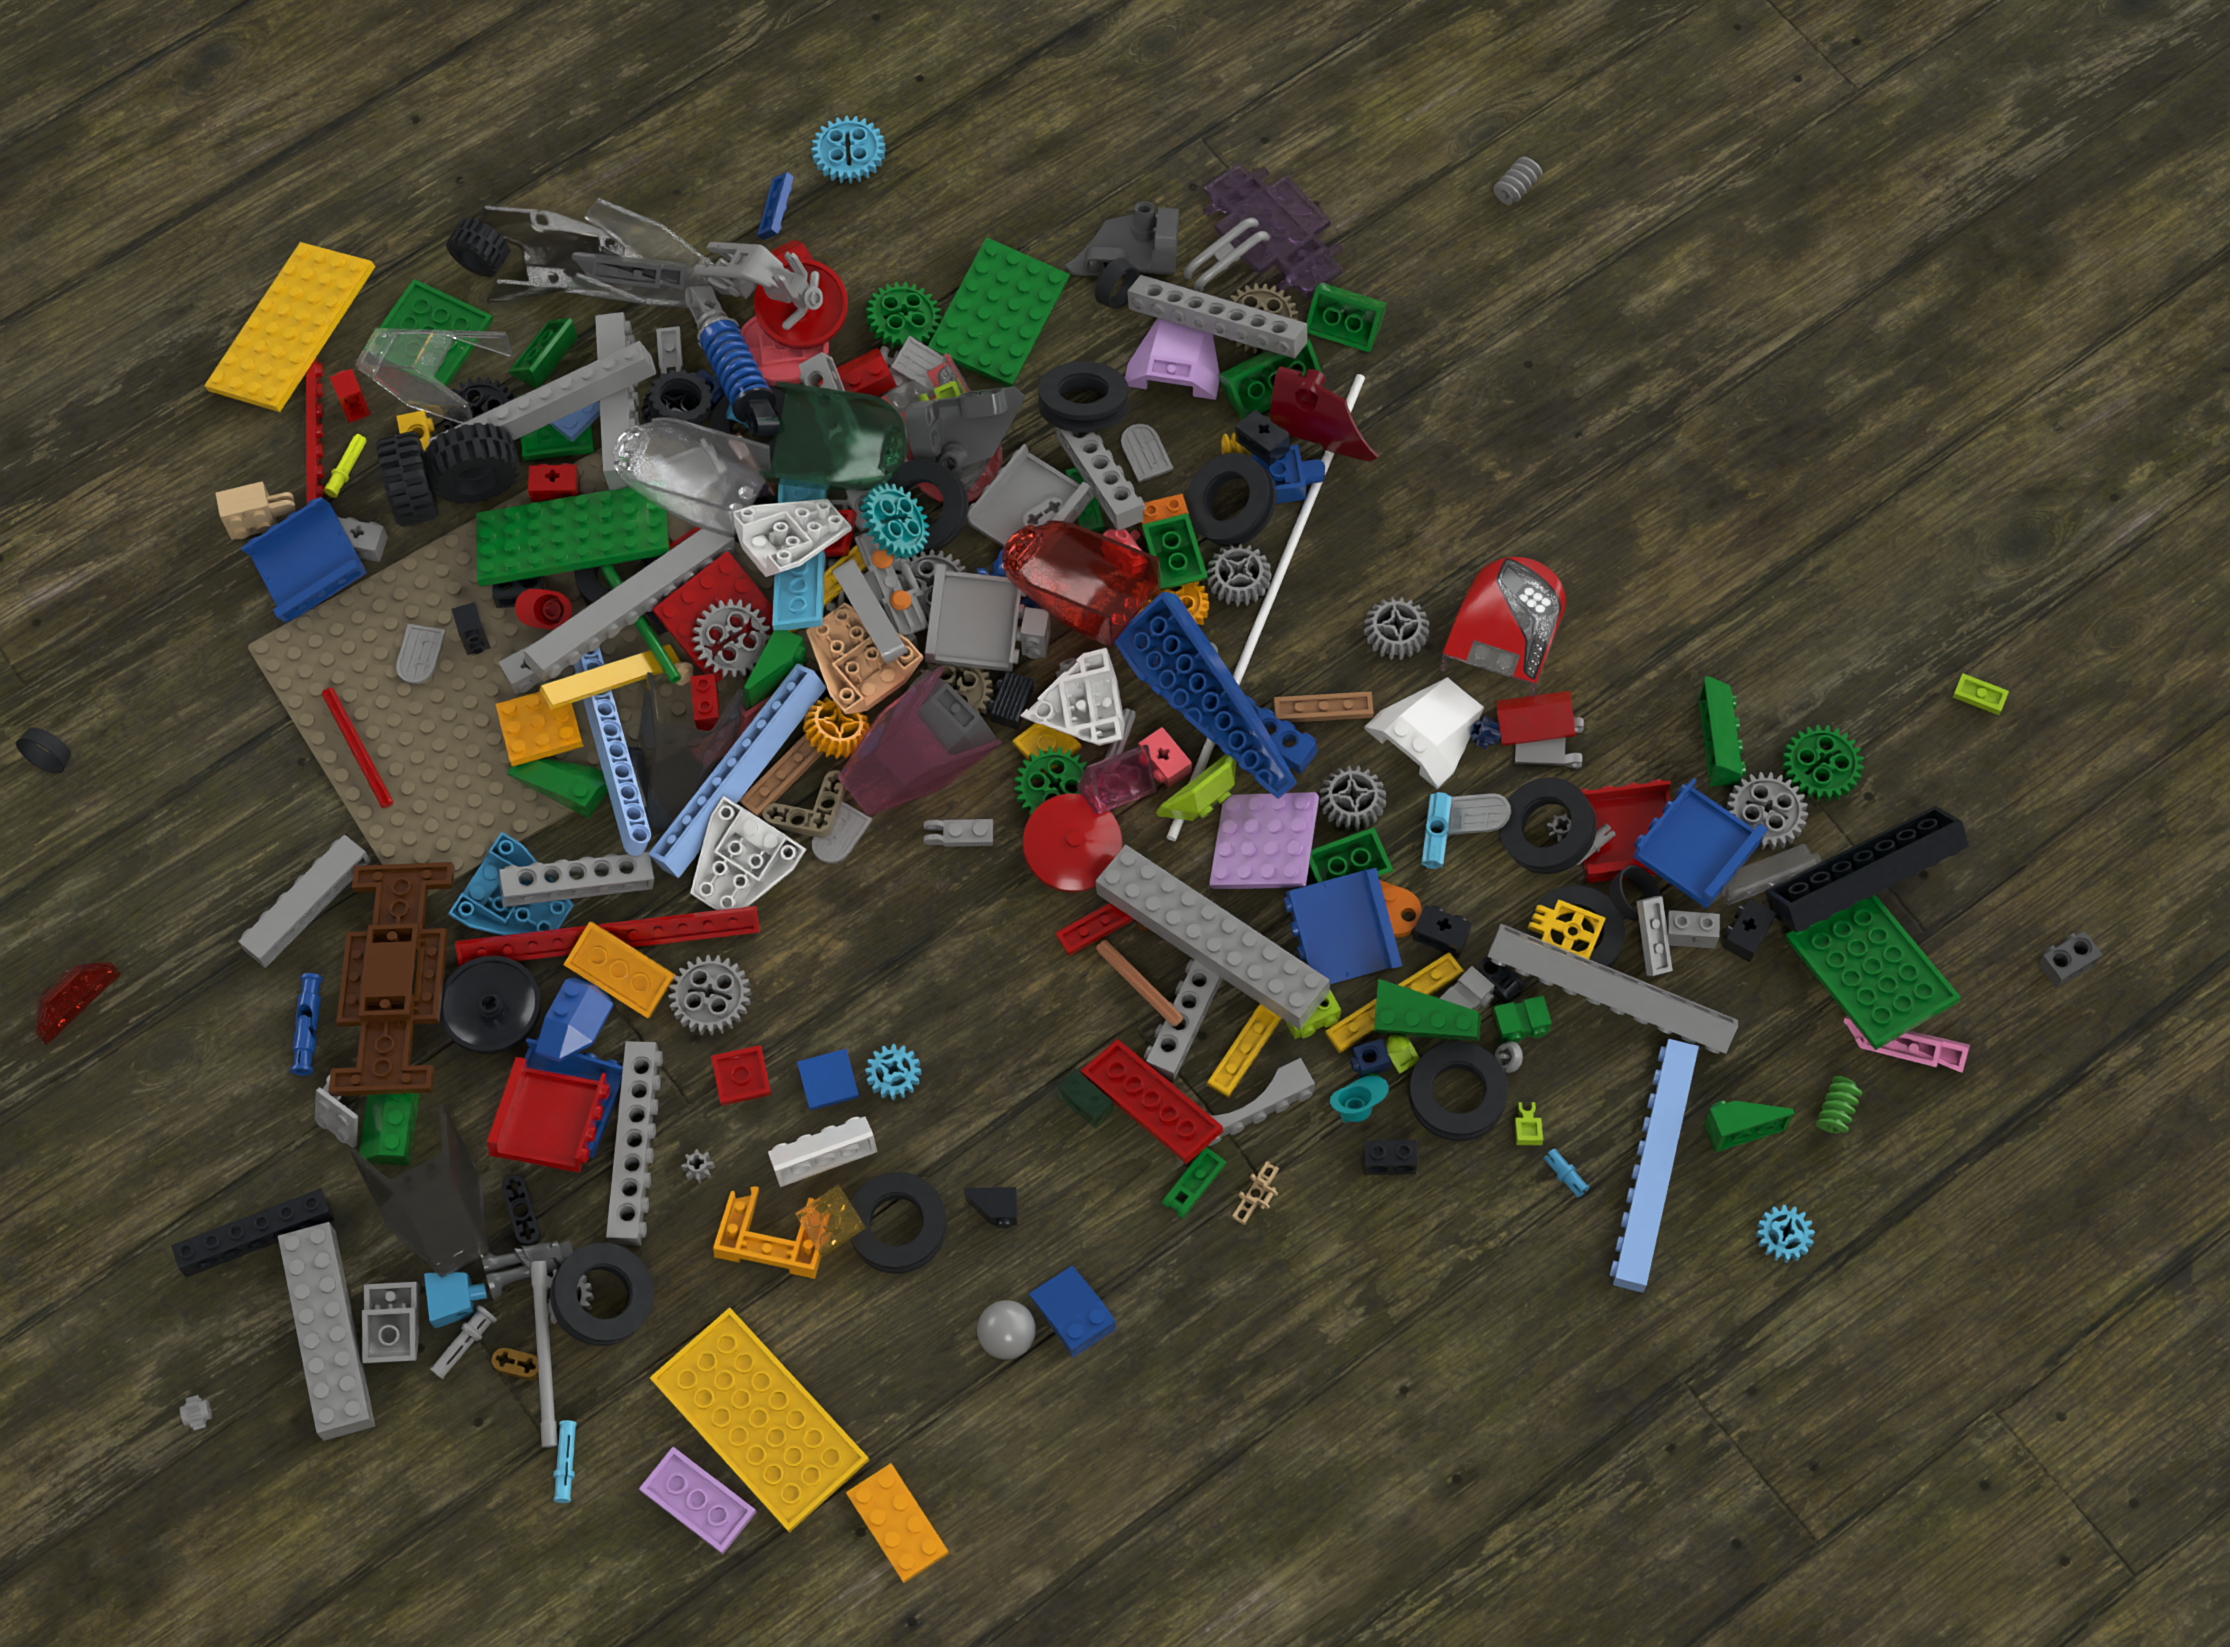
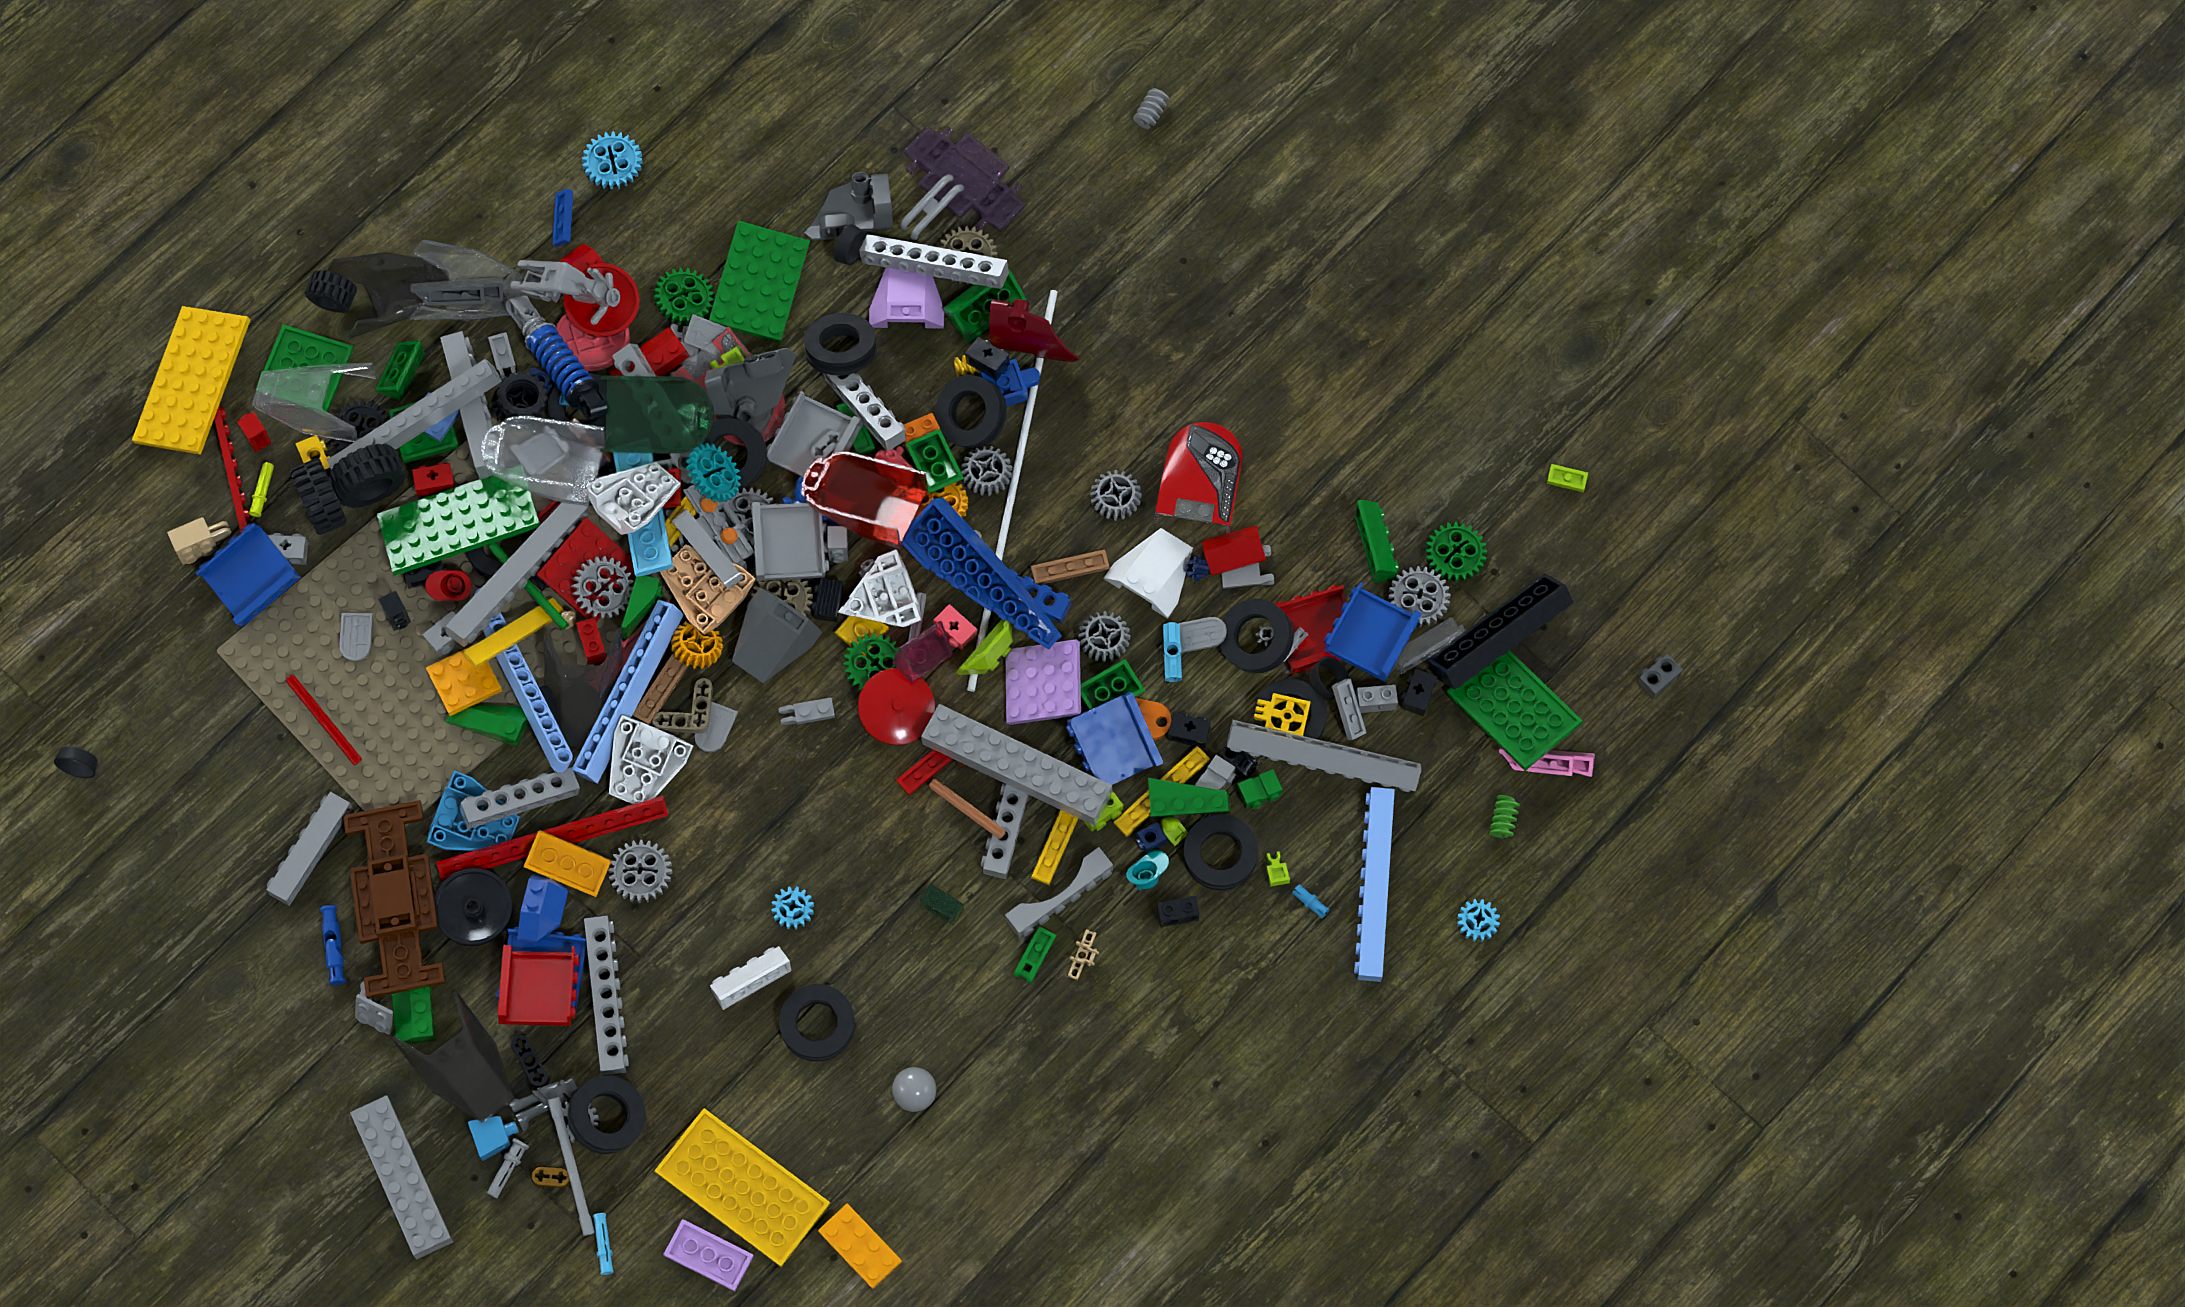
camera: 15 degrees left, 5 degrees up
(70, 996) = (143, 953): clear red wedge -> none
(195, 1412) = (316, 1255): light grey gear -> none
(251, 1233) = (328, 1112): black brick -> none
(390, 1322) = (449, 1162): light grey slope -> none
(692, 1161) = (663, 1003): light grey gear -> none
(737, 1243) = (699, 1058): light orange wedge -> none
(741, 1075) = (676, 929): red plate -> none
(828, 1079) = (743, 921): blue tile -> none
(830, 1220) = (768, 1030): clear yellow plate -> none
(902, 757) = (752, 659): clear pink windscreen -> none
(994, 1204) = (889, 997): black slope -> none
(1073, 1311) = (961, 1066): blue slope -> none
(1145, 452) = (895, 380): light grey window -> none
(1152, 1101) = (993, 898): red plate -> none
(1345, 317) = (1034, 244): green slope -> none
(1509, 1056) = (1254, 819): light grey hat -> none
(1743, 1122) = (1434, 842): green slope -> none

